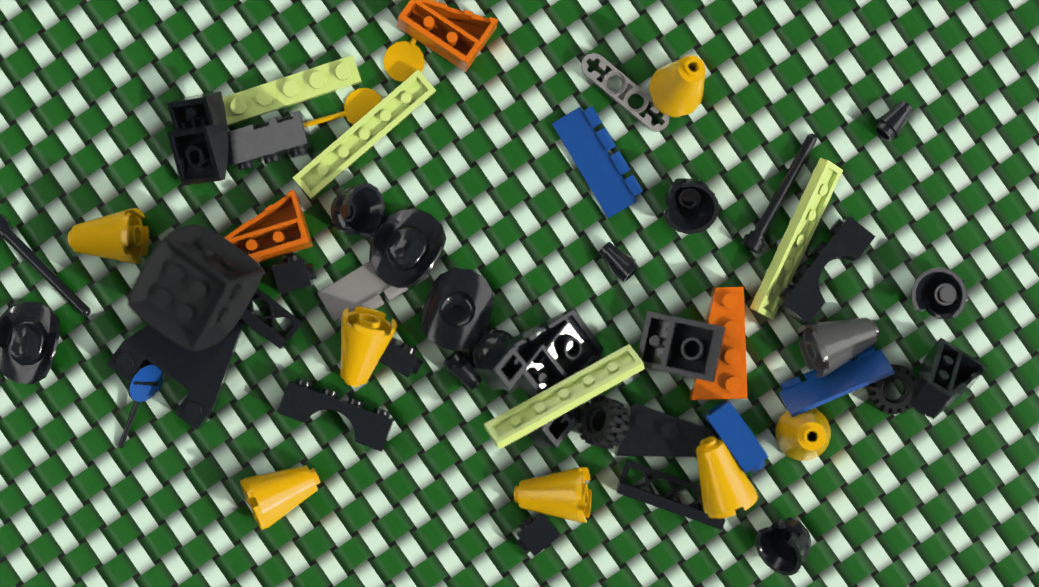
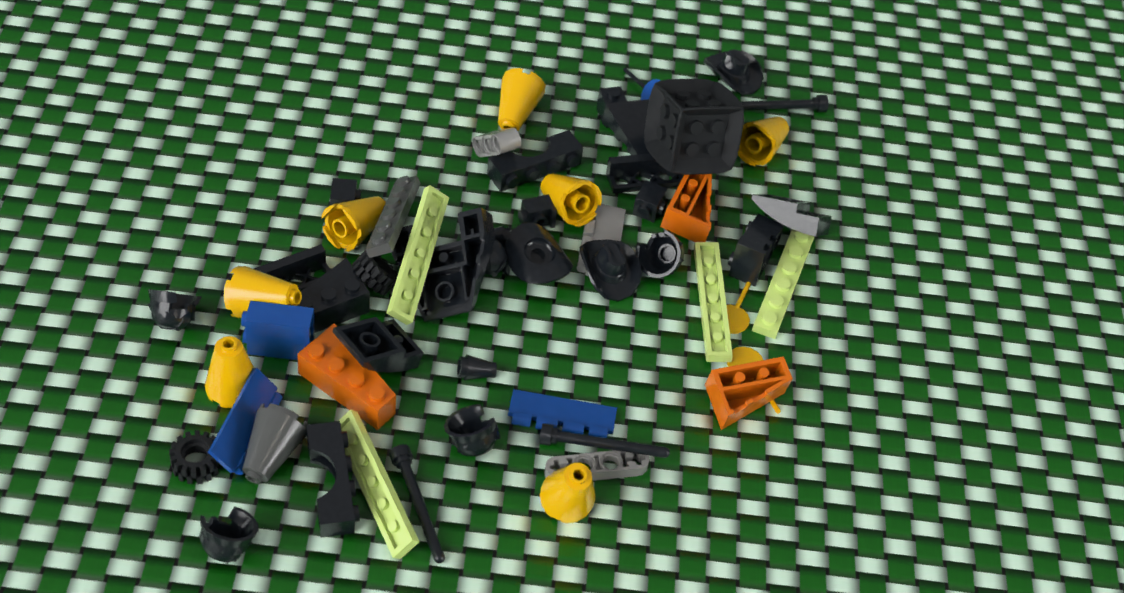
camera: 115 degrees right, 40 degrees down
(359, 458) = (496, 142): none -> light grey beam
(535, 460) = (393, 216): none -> dark grey plate
(629, 147) = (551, 435): none -> black piece
(944, 378) = (165, 475): black wedge -> none

